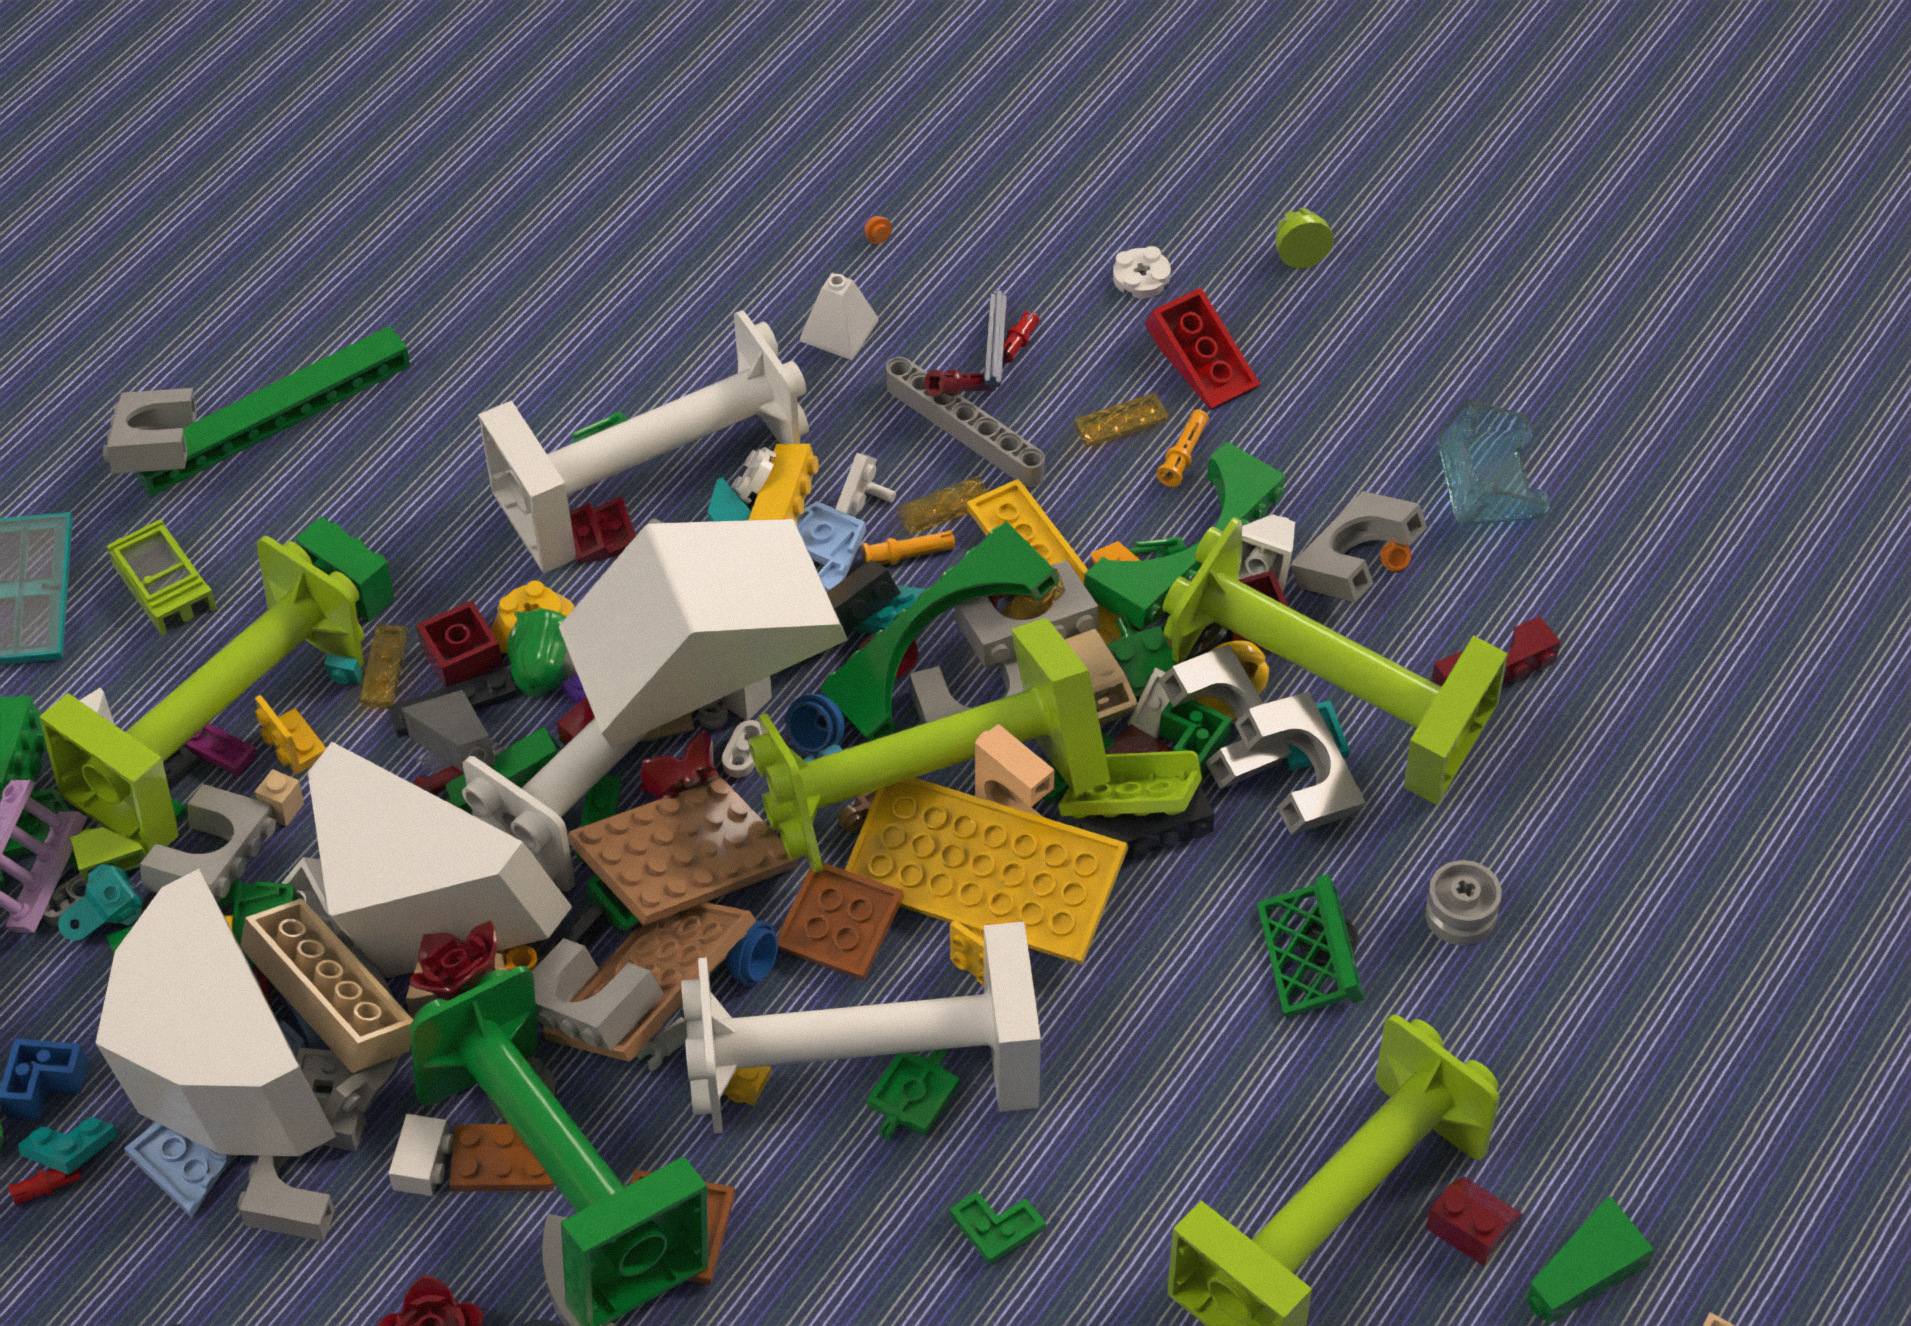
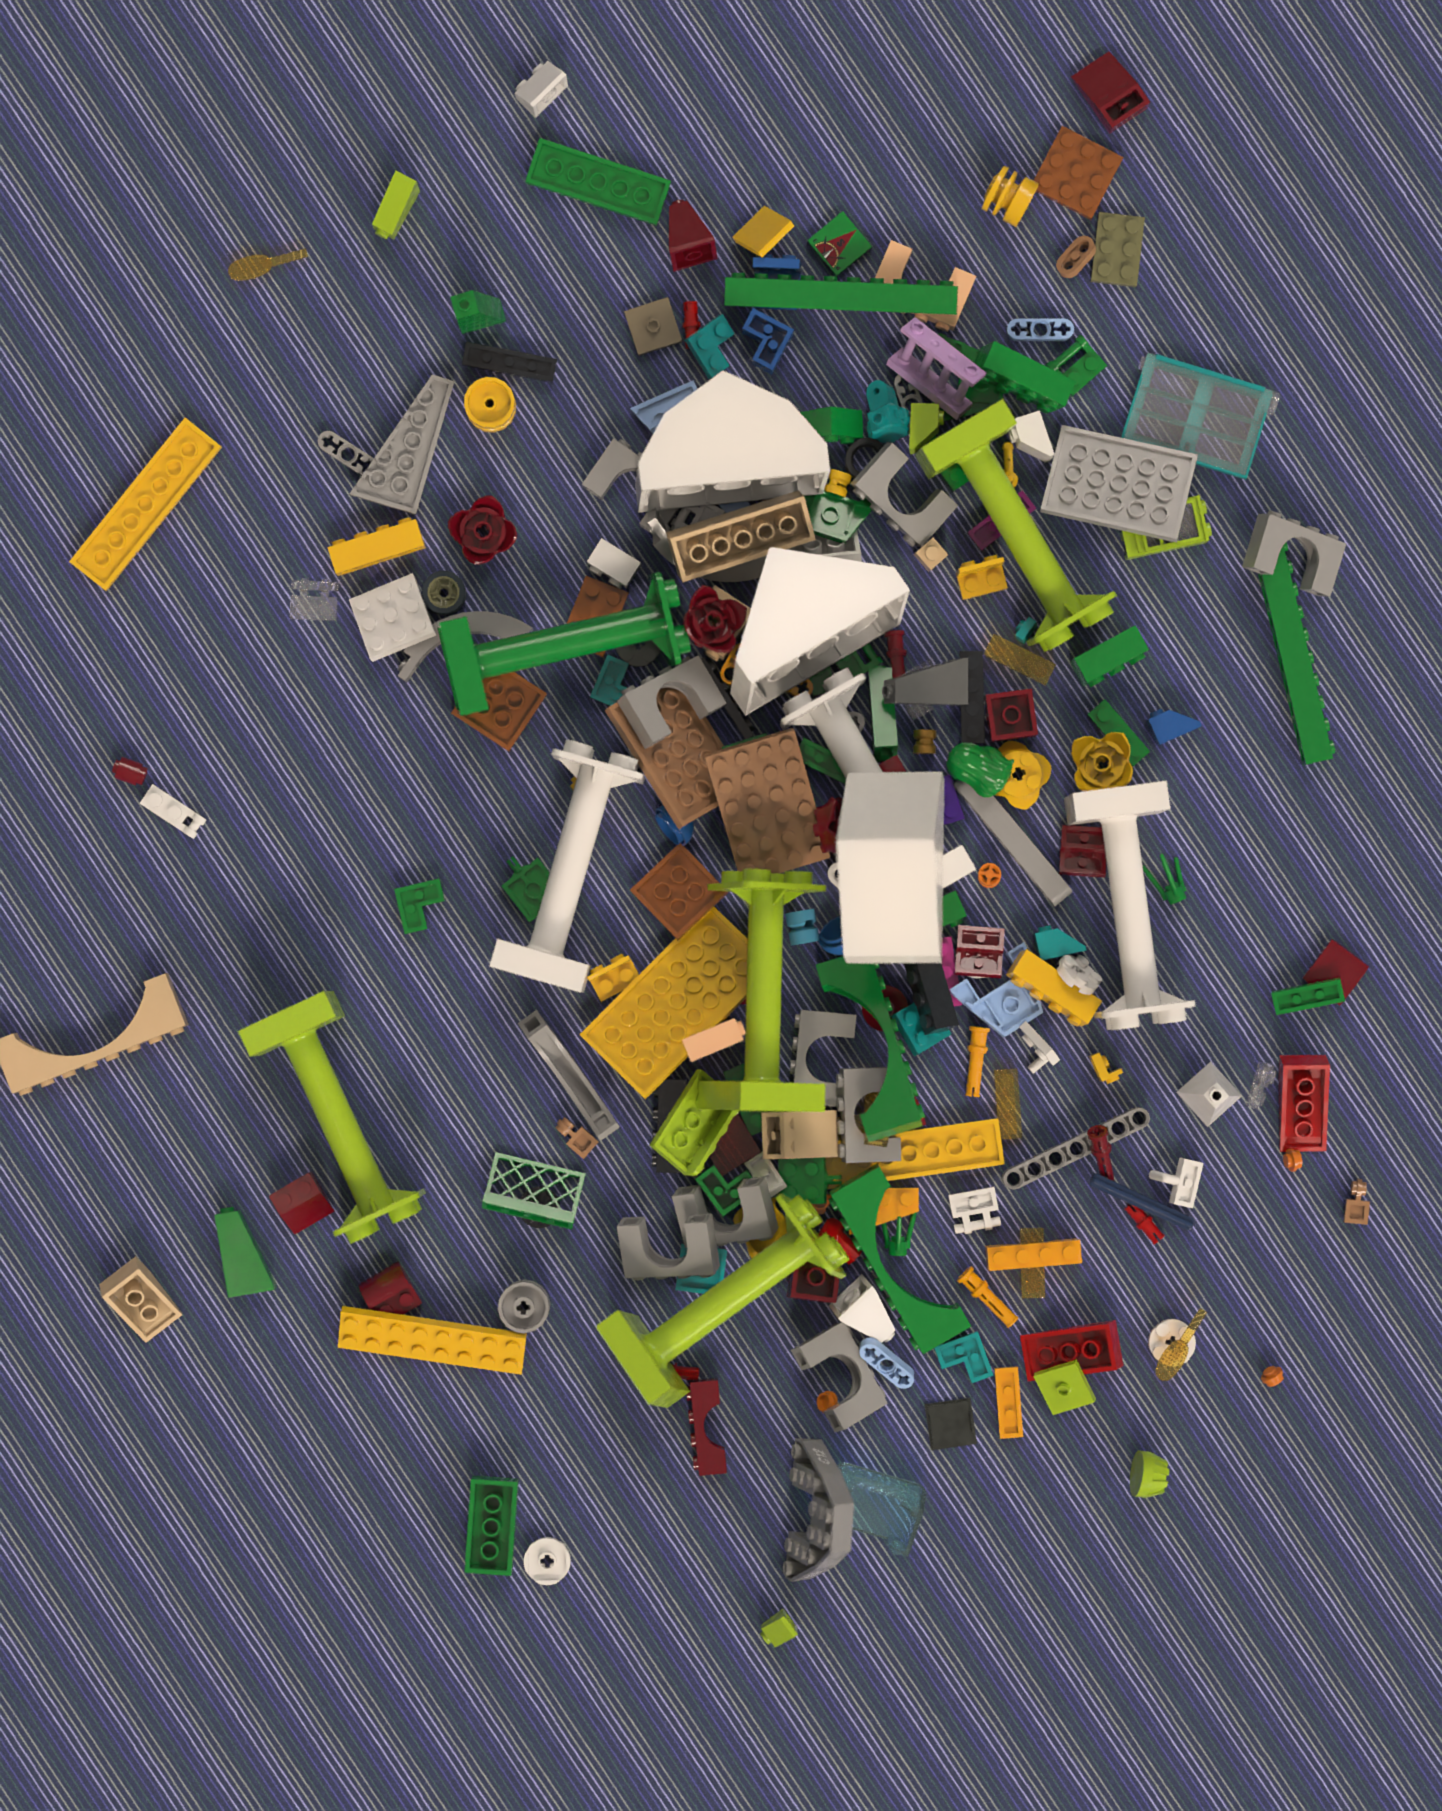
camera: 110 degrees right, 35 degrees up
(60, 1231) = (653, 326): none -> dark tan plate
(119, 622) = (1119, 483): none -> light grey plate
(412, 493) = (1170, 725): none -> blue slope
(439, 544) = (1109, 721): none -> green plate
(464, 526) = (1089, 751): none -> yellow brick
(527, 724) = (924, 741): none -> pearl gold wheel
(601, 1098) = (608, 684): none -> teal plate
(642, 259) = (1337, 962): none -> dark red slope
(682, 269) = (1308, 996): none -> green plate
(795, 279) = (1263, 1077): none -> clear plate
(804, 240) = (1303, 1102): none -> red slope
(856, 427) = (1101, 1065): none -> yellow bracket
(904, 160) = (1357, 1210): none -> medium nougat plate
(956, 313) = (1184, 1182): none -> white plate
(1080, 496) = (973, 1203): none -> white plate
(1121, 984) = (569, 1074): none -> light grey arch
(1126, 438) = (1033, 1254): none -> light orange arch
(1130, 174) = (1272, 1376): none -> orange plate
(1150, 253) = (1177, 1351): none -> clear yellow piece
(1218, 920) = (581, 1141): none -> medium nougat plate
(1247, 338) = (1064, 1387): none -> lime plate
(1261, 441) = (967, 1350): none -> teal plate
(1294, 390) = (1008, 1402): none -> light orange plate
(1308, 514) = (884, 1353): none -> light blue beam
(1350, 439) = (950, 1423): none -> pearl dark grey piece
(1523, 448) = (830, 1511): none -> light grey piece
(1534, 1065) = (390, 1291): none -> dark red brick
(1568, 992) = (431, 1340): none -> yellow plate
(1687, 507) = (778, 1629): none -> lime slope
(1756, 838) = (491, 1525): none -> green brick
(1757, 787) = (537, 1570): none -> white plate

